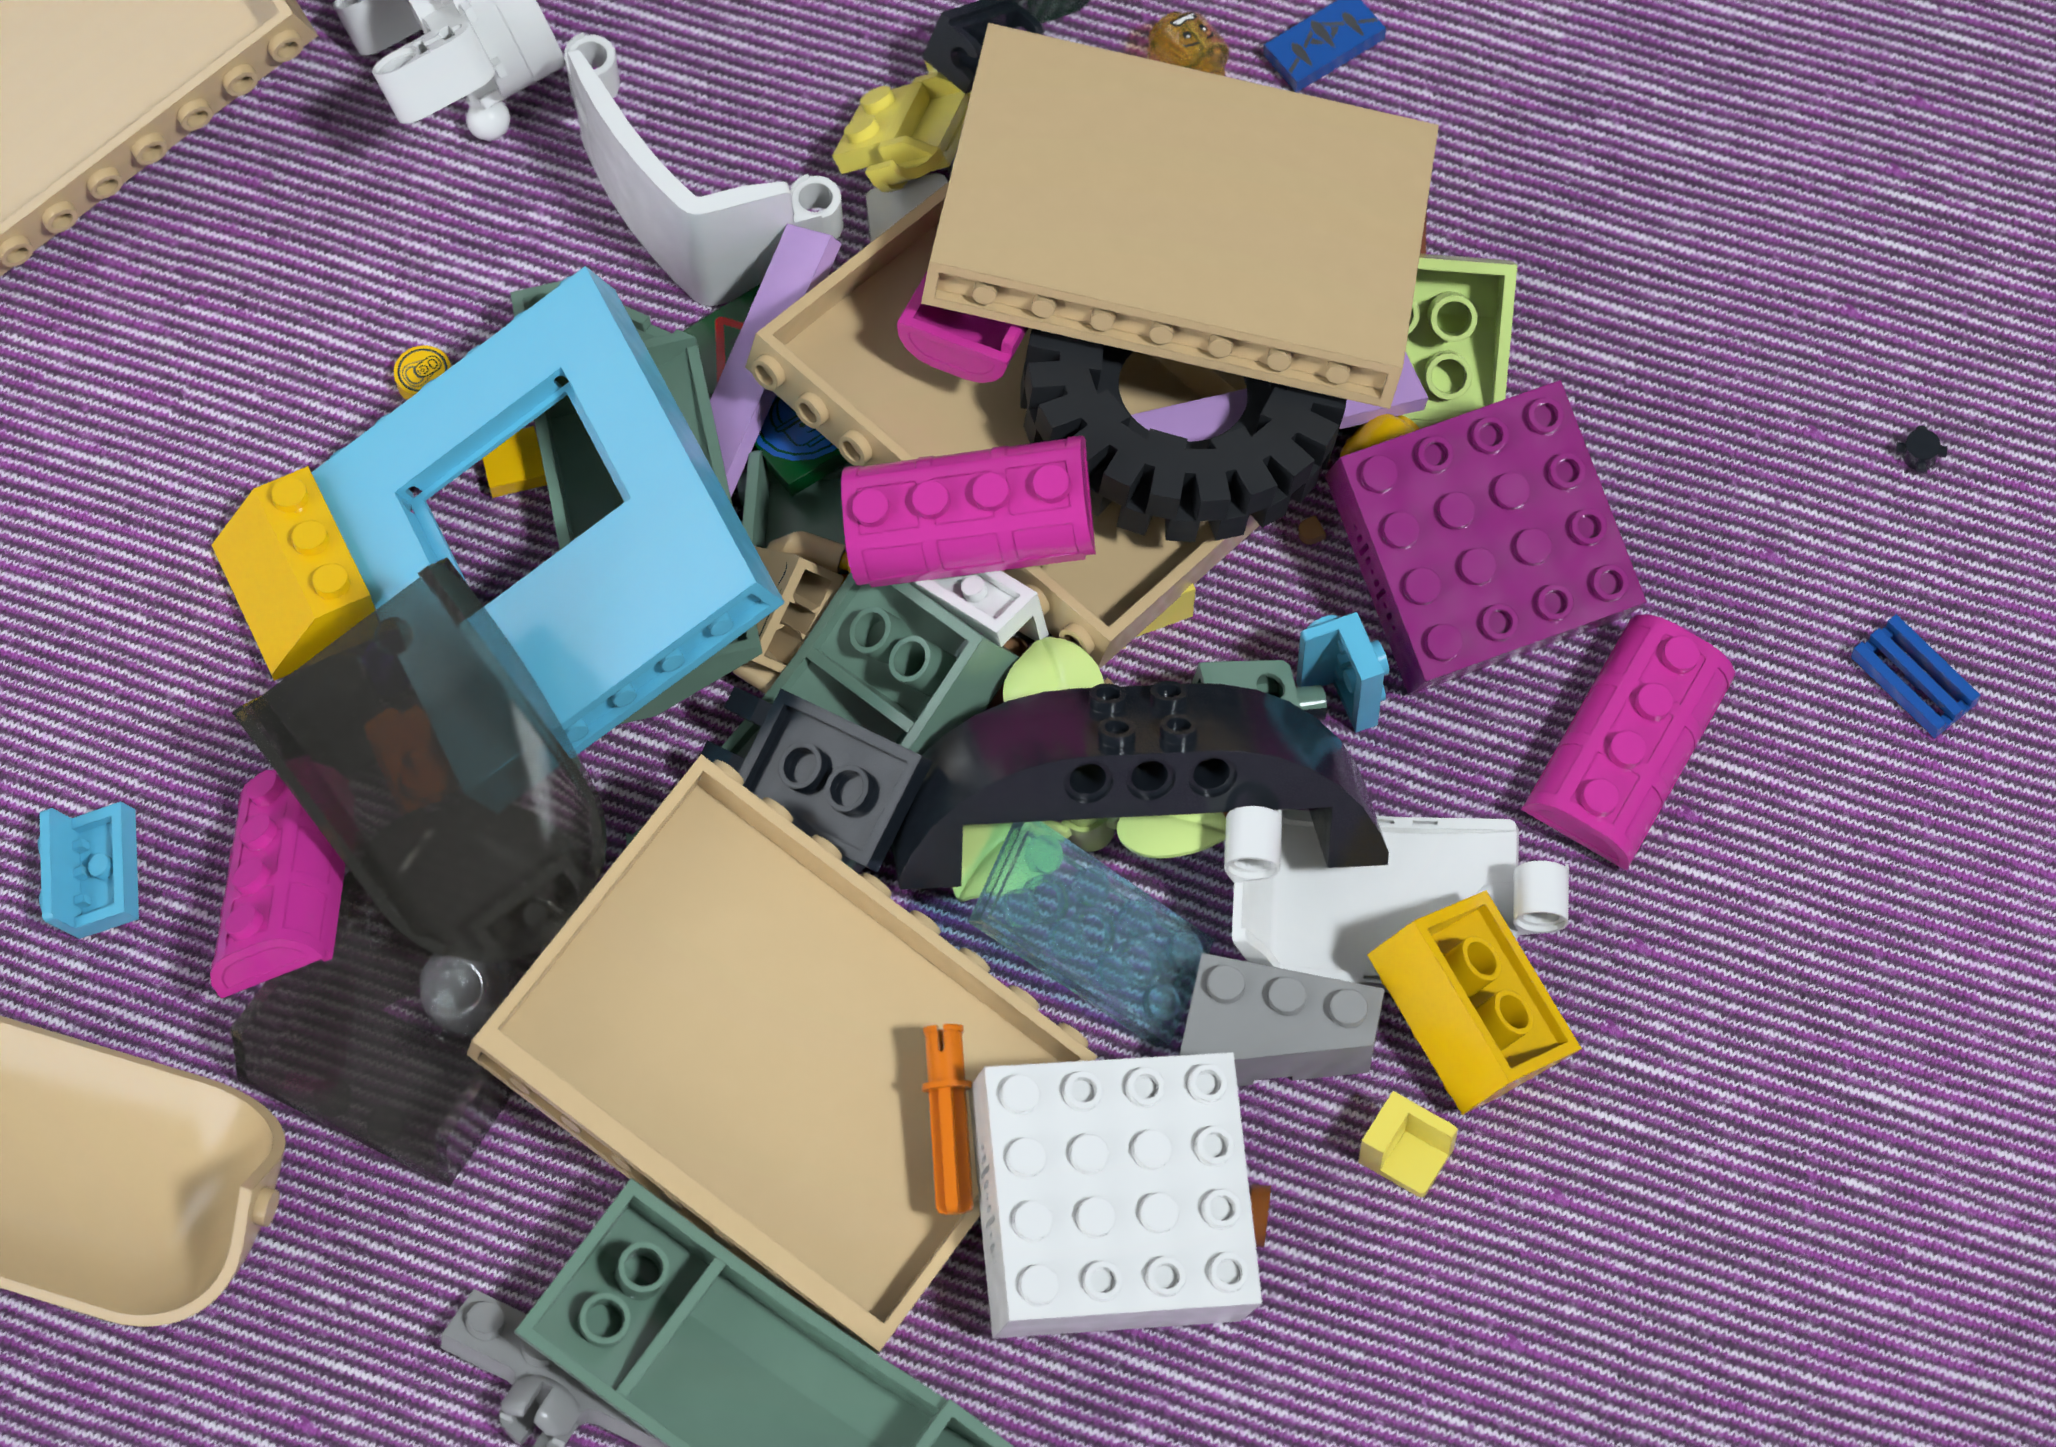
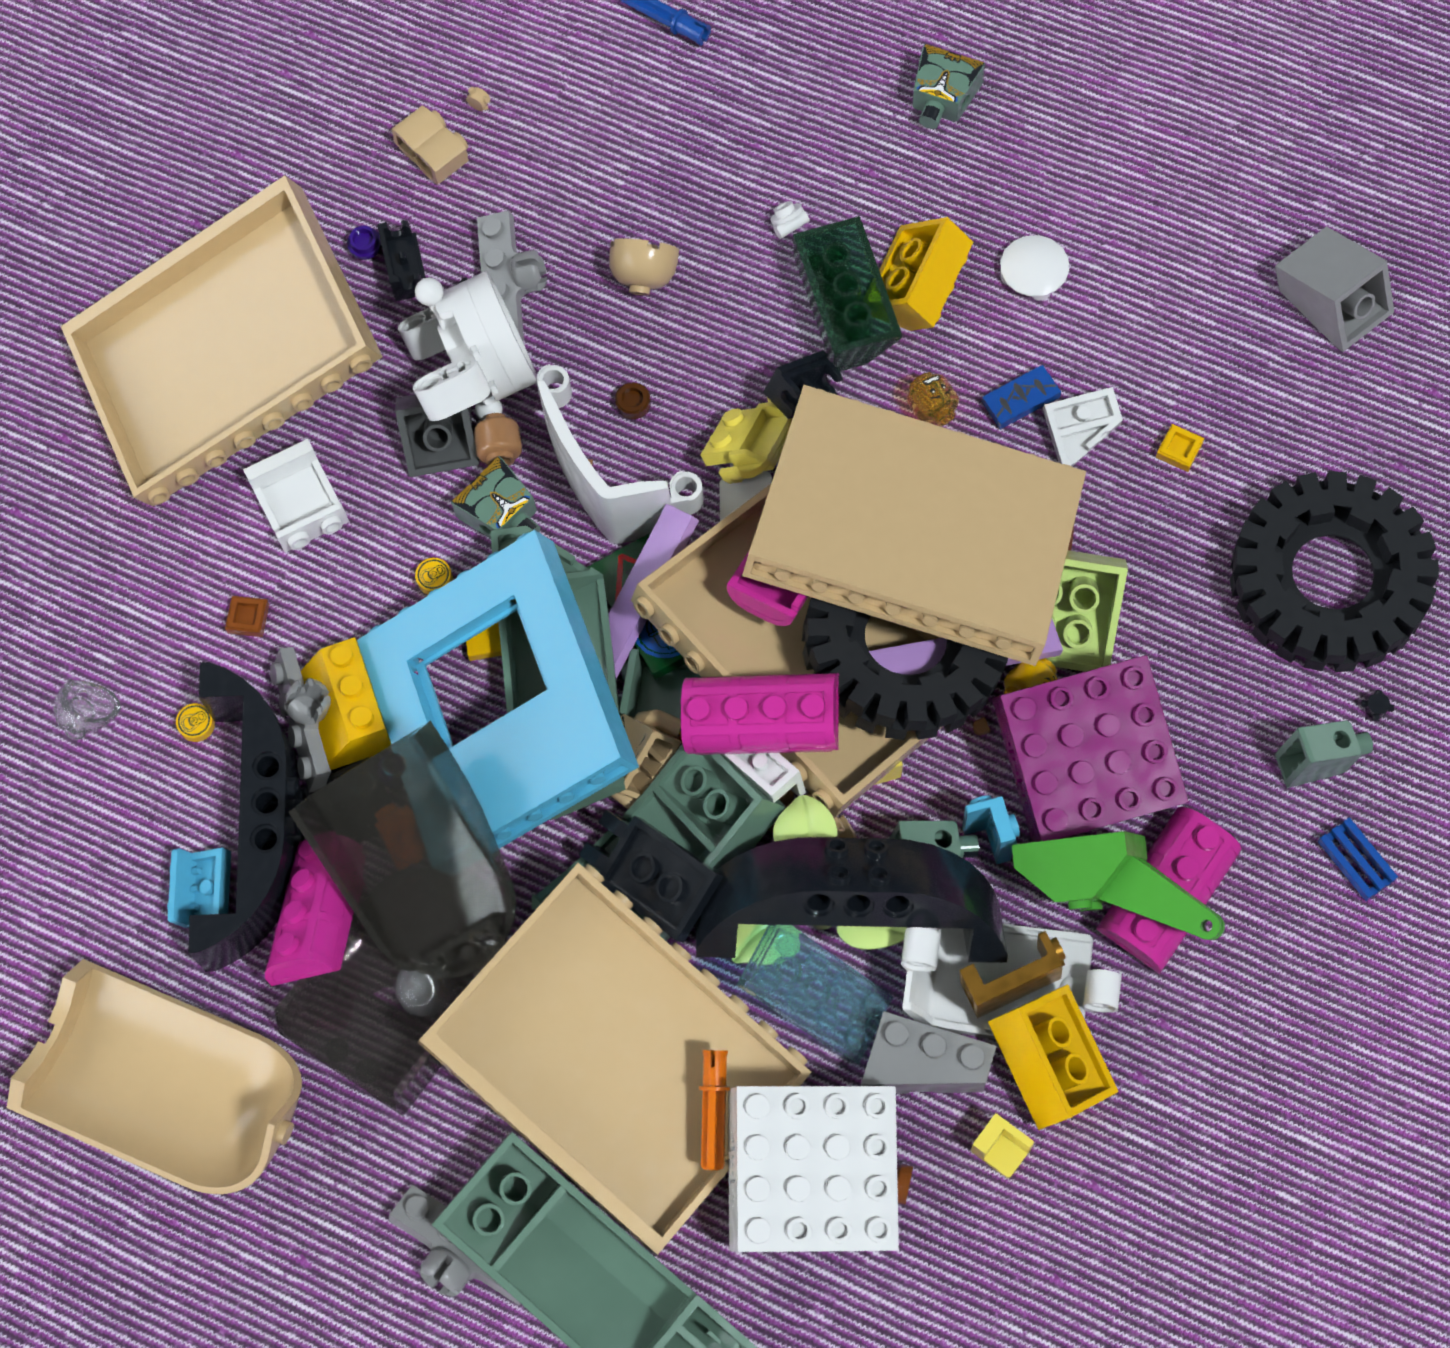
camera: 10 degrees right, 5 degrees up
(58, 623) = (195, 722): none -> yellow tile
(128, 458) = (247, 616): none -> dark orange tile
(191, 270) = (296, 496): none -> white panel
(191, 757) = (266, 828): none -> black slope
(233, 586) = (305, 708): none -> light grey plate
(409, 167) = (434, 444): none -> dark grey slope
(507, 163) = (497, 437): none -> medium nougat head
(509, 251) = (495, 501): none -> sand green torso
(715, 92) = (632, 400): none -> reddish brown tile
(1407, 892) = (1016, 984): none -> pearl gold panel
(1423, 67) = (1081, 423): none -> white wing
(1537, 709) = (1115, 871): none -> bright green slope
(1578, 98) = (1180, 447): none -> yellow tile
(1841, 519) = (1321, 752): none -> sand green torso
(1915, 200) = (1374, 522): none -> black tyre

